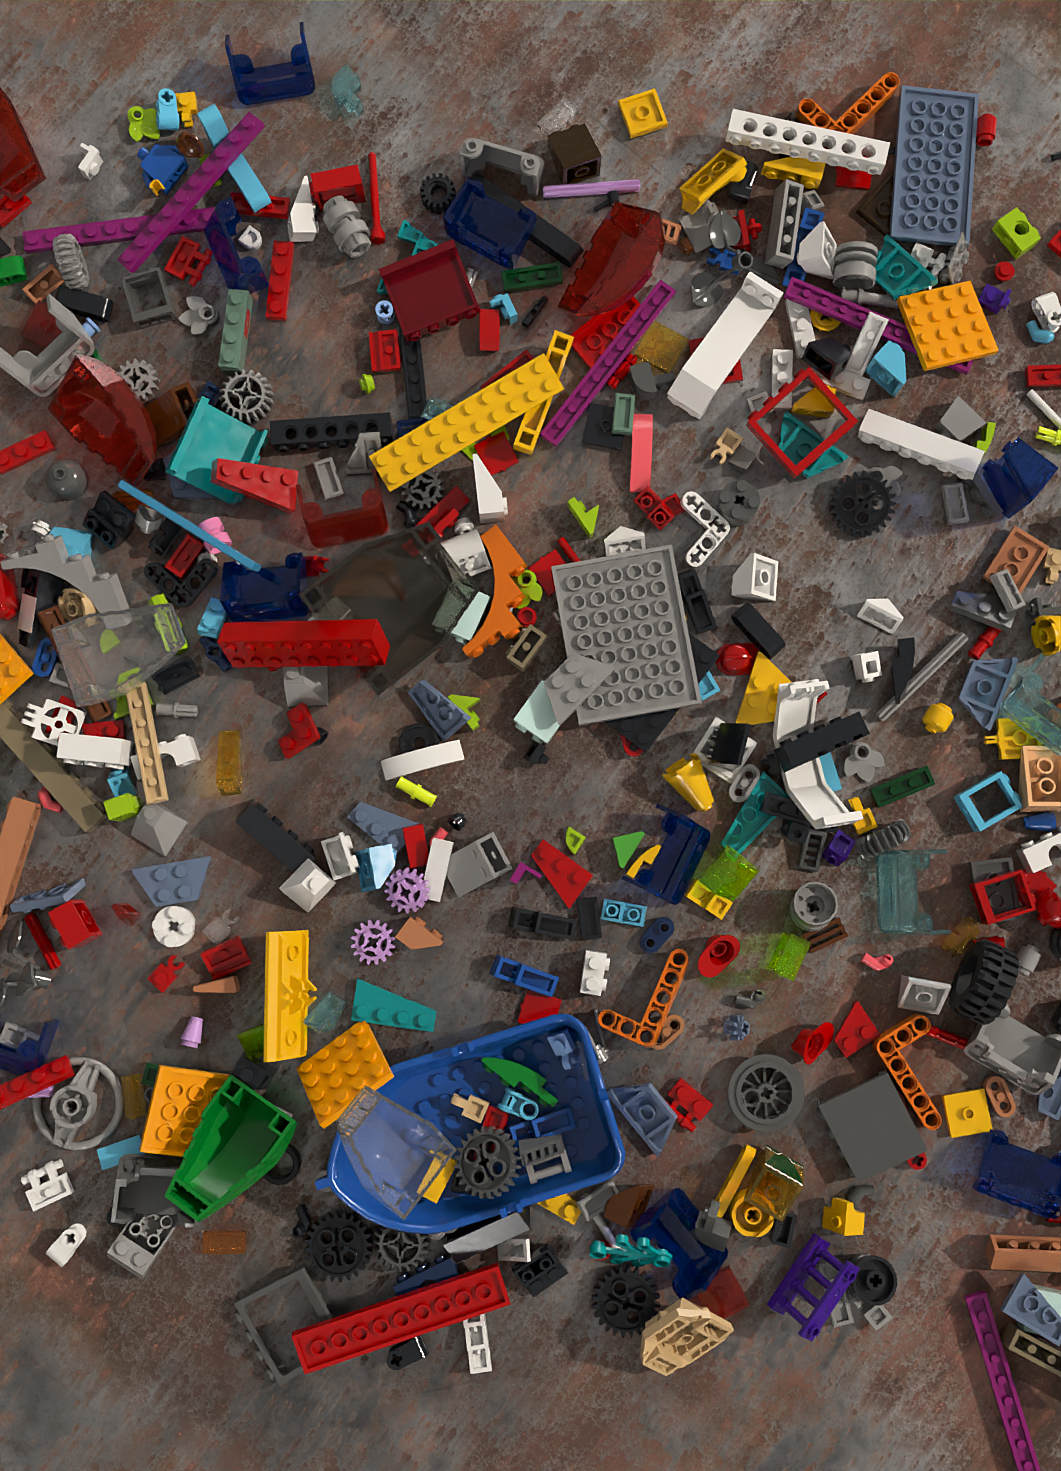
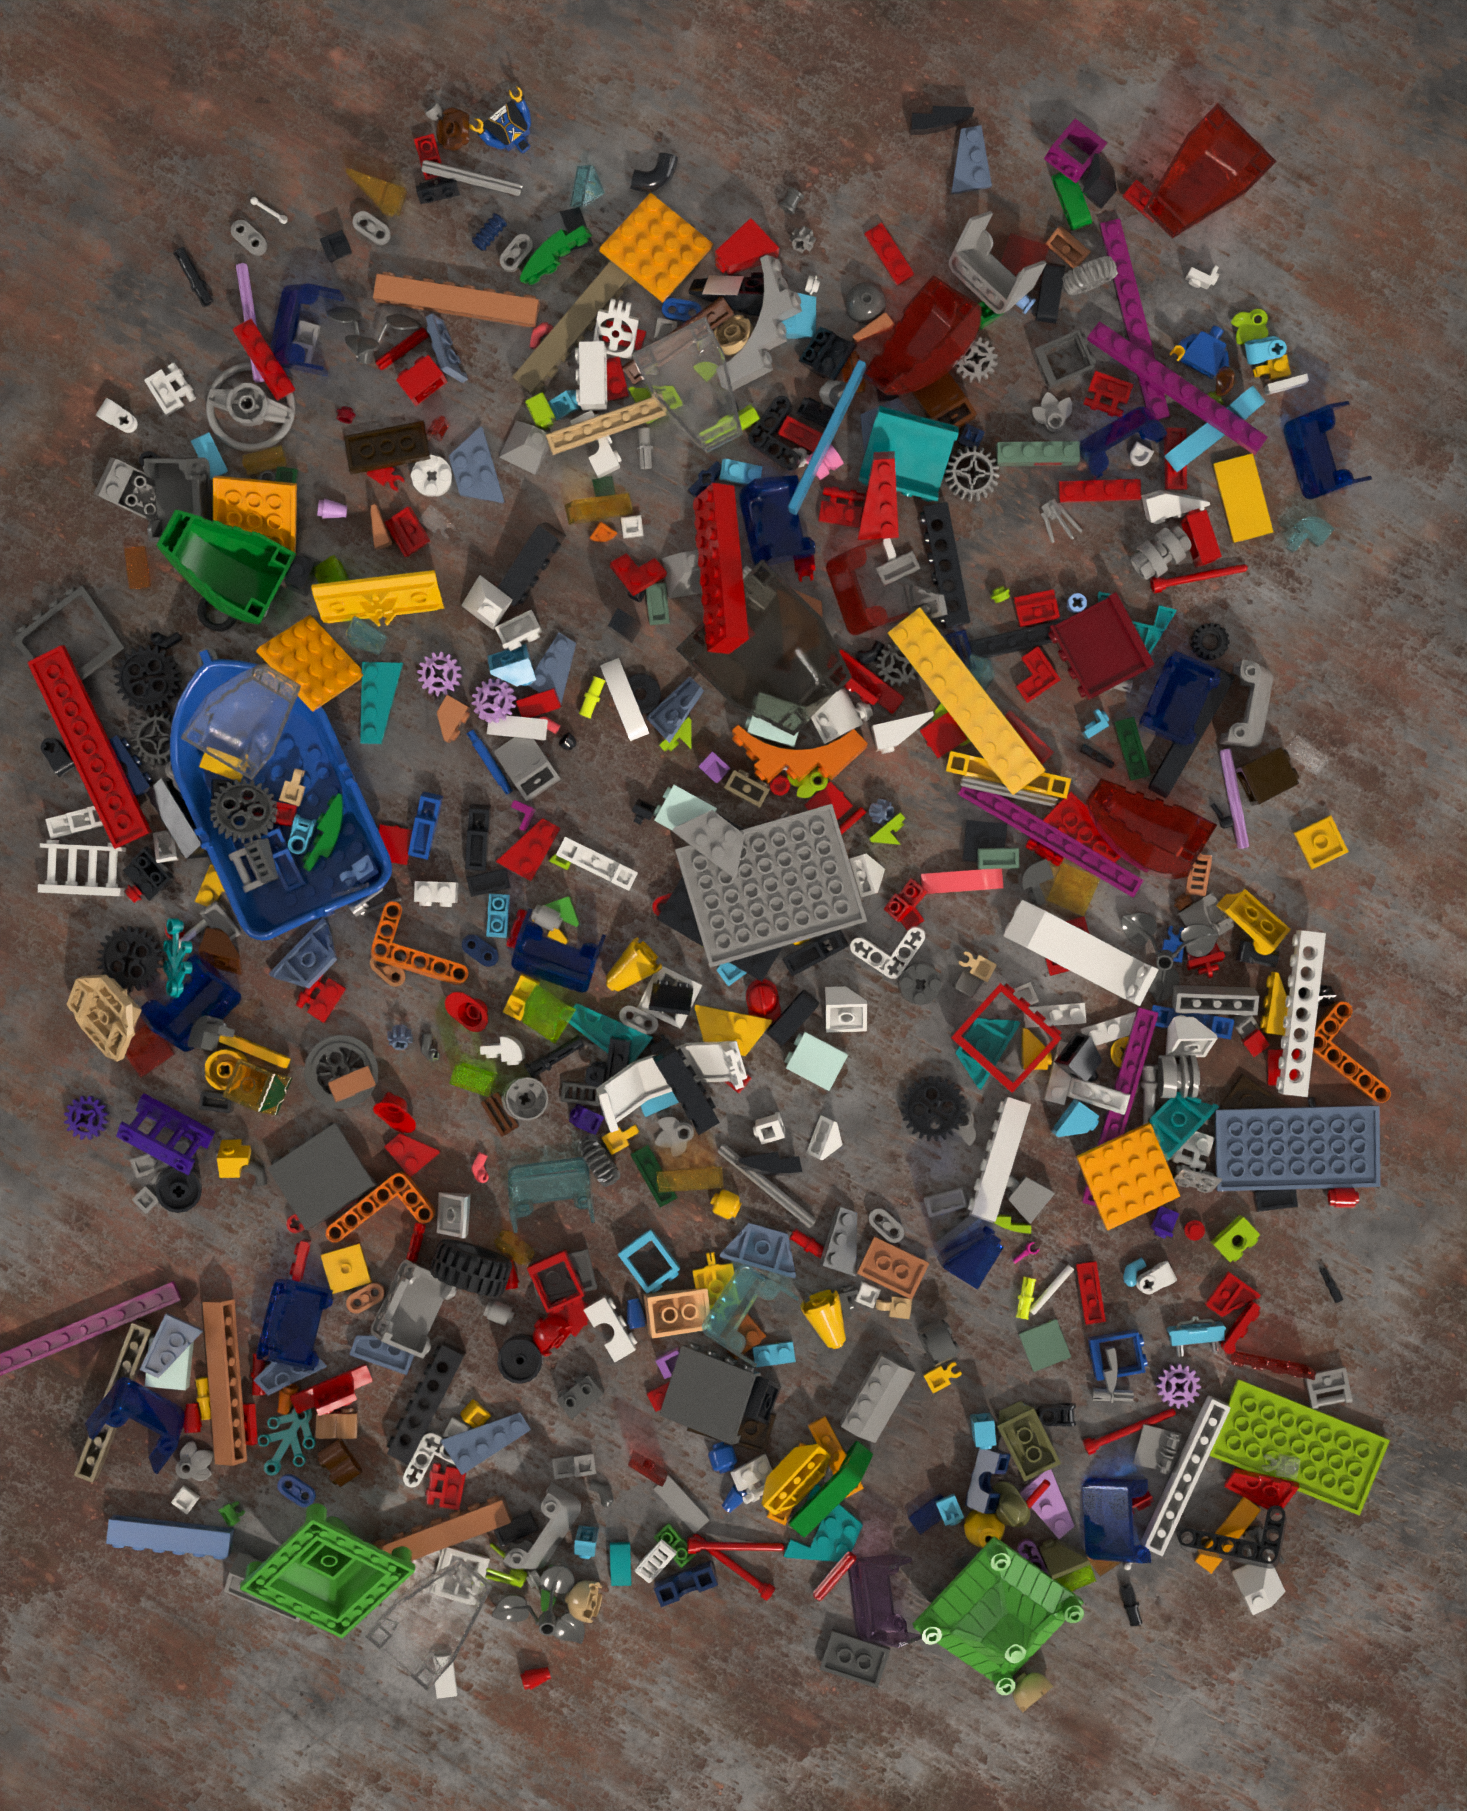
camera: 80 degrees right, 5 degrees up
(91, 470) = (876, 327): none -> nougat slope
(100, 1006) = (345, 415): none -> dark red plate
(138, 968) = (387, 447): none -> dark brown tile
(176, 675) = (679, 443): black hinge -> none
(202, 91) = (1286, 384): none -> white tile
(208, 755) = (604, 486): none -> clear green slope
(252, 732) = (632, 526): none -> white tile
(255, 761) = (603, 533): none -> orange tile
(267, 529) = (839, 513): none -> red plate
(293, 325) = (1053, 510): none -> light grey plant
(305, 149) = (1242, 498): none -> yellow tile
(309, 484) = (888, 549): none -> white tile
(332, 716) = (657, 604): none -> sand green tile
(348, 748) = (624, 625): none -> black slope
(450, 353) = (1042, 675): none -> red plate
(468, 902) = (489, 762): none -> blue piece
(489, 330) = (1071, 712): red slope -> none
(501, 678) = (714, 767): none -> medium lavender panel
(543, 1354) = (91, 886): none -> white fence
(557, 399) = (1001, 789): none -> light grey axle
(558, 1288) = (133, 893): none -> red plate
(564, 520) = (881, 811): none -> sand blue gear
(583, 806) = (596, 863): none -> white slope
(632, 861) = (546, 917): none -> light grey brick
(638, 894) = (511, 942): none -> red axle
(760, 916) = (509, 1048): none -> white brick
(776, 882) = (545, 1062): none -> black pin
(781, 1083) = (351, 1084): none -> nougat slope
(794, 1364) = (81, 1112): none -> dark purple gear
(803, 613) = (815, 1060): none -> light aqua brick
(828, 194) = (1255, 1042): none -> red tile
(910, 748) = (690, 1179): none -> clear yellow slope
(963, 1163) = (301, 1250): none -> red plate
(971, 564) = (886, 1224): none -> light grey plate
(981, 194) = (1275, 1199): none -> black tile
(1005, 430) = (1026, 1252): none -> dark pink hand
(1007, 590) = (860, 1260): light grey plate -> none
(1039, 588) = (867, 1294): none -> white tile

